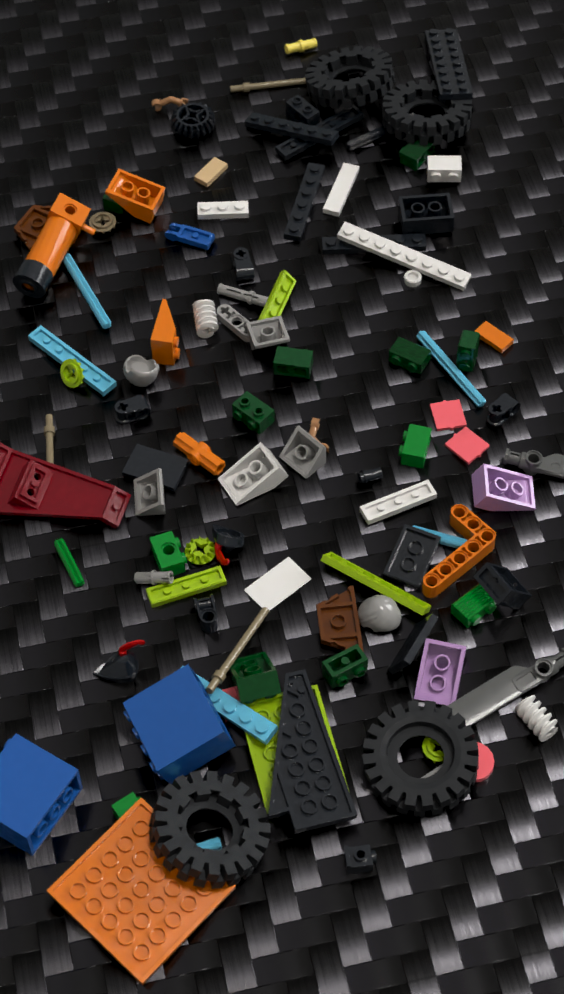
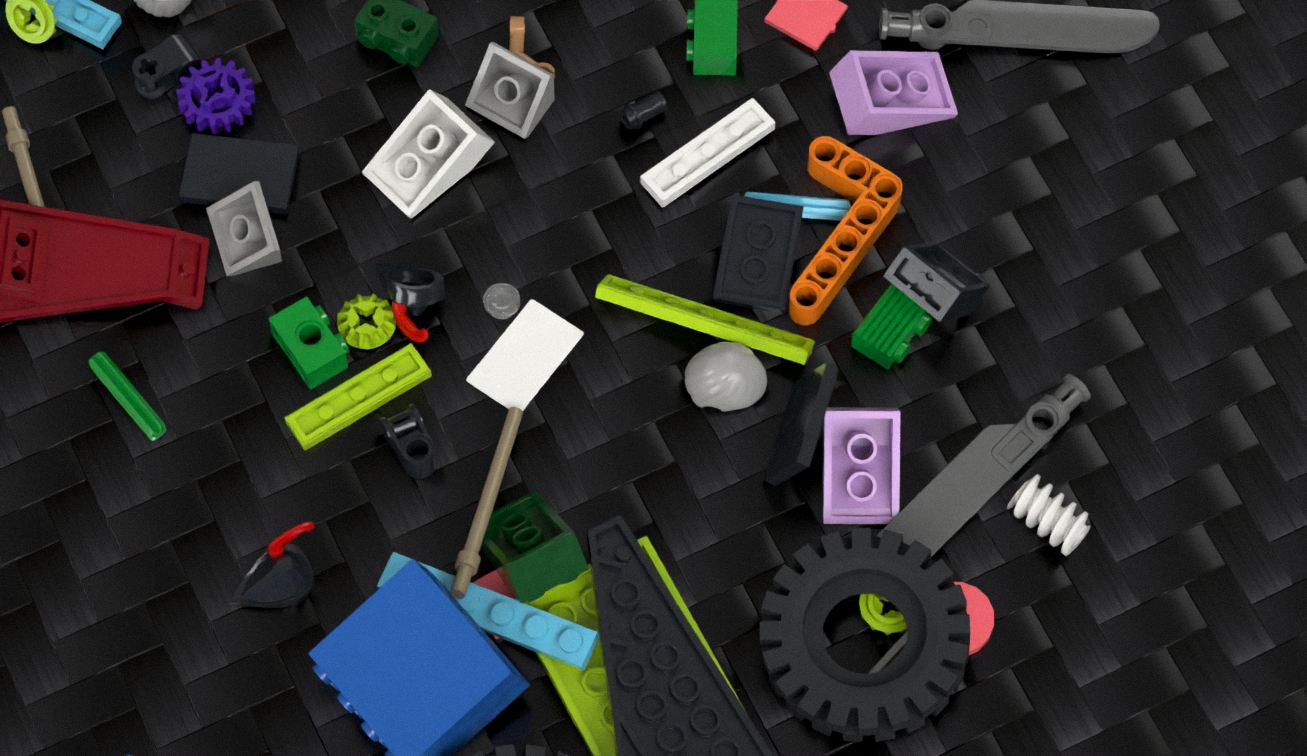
camera: 15 degrees left, 10 degrees up
(153, 428) = (216, 96): none -> dark purple gear
(153, 577) = (295, 393): light grey axle -> none
(199, 453) = (315, 130): orange piece -> none
(272, 554) = (501, 300): none -> clear plate
(339, 621) = (658, 408): reddish brown wing -> none
(345, 666) = (689, 492): dark green brick -> none

